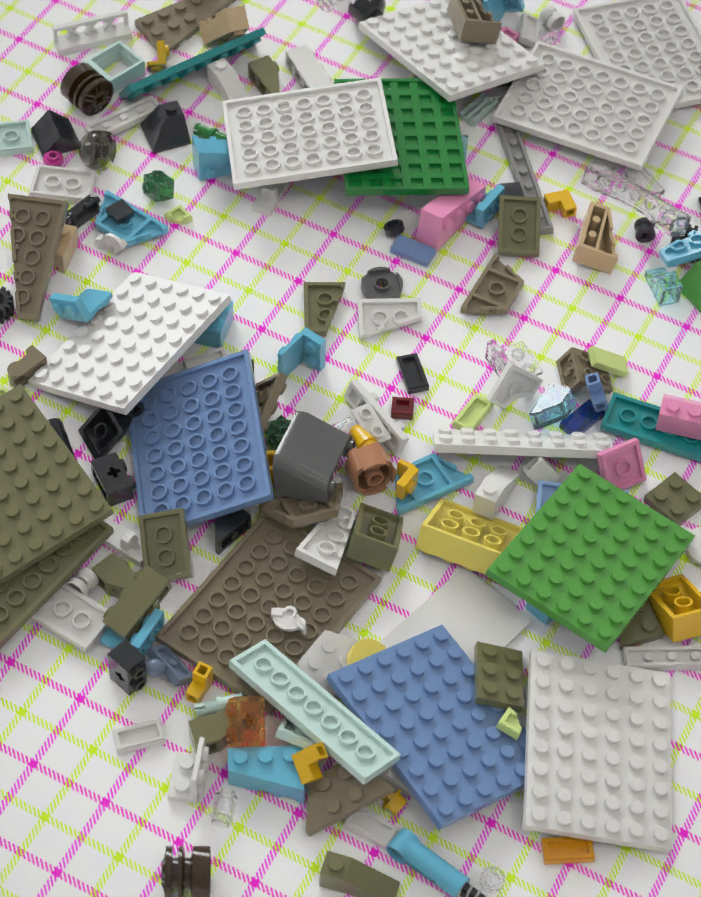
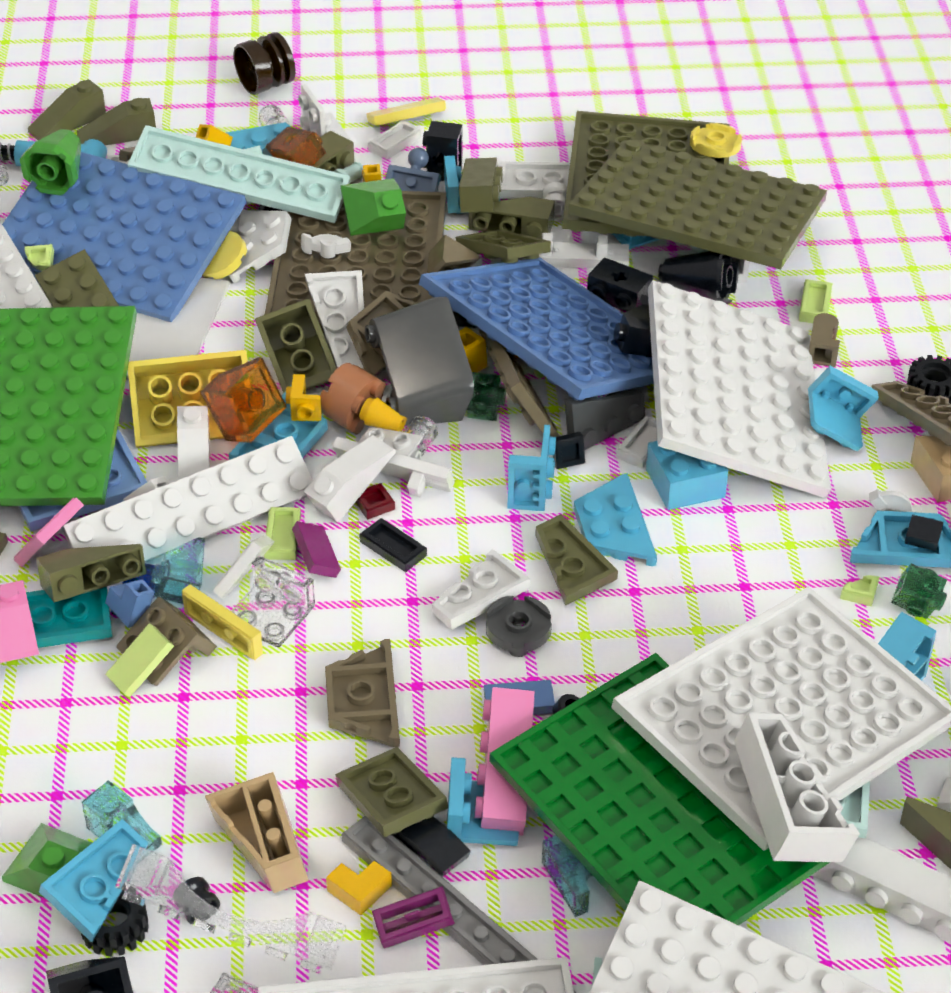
camera: 150 degrees right, 10 degrees down
(105, 759) = (406, 111): none -> light yellow tile
(152, 408) = (633, 332): none -> black slope
(216, 551) = (449, 255): none -> dark tan slope
(231, 623) = (373, 206): none -> bright green slope
(263, 370) = (569, 450): none -> black tile
(274, 320) = (614, 521): none -> medium azure wing
(359, 75) = (788, 794): none -> white wedge
(415, 409) = (348, 477): none -> white slope
(451, 484) = (243, 400): none -> clear orange slope
(460, 777) = (53, 162): none -> bright green cone
(462, 386) = (316, 549): none -> magenta tile
(545, 360) = (222, 622): none -> light yellow tile
(546, 175) = (417, 922): none -> magenta tile
(615, 423) = (88, 569): none -> olive slope

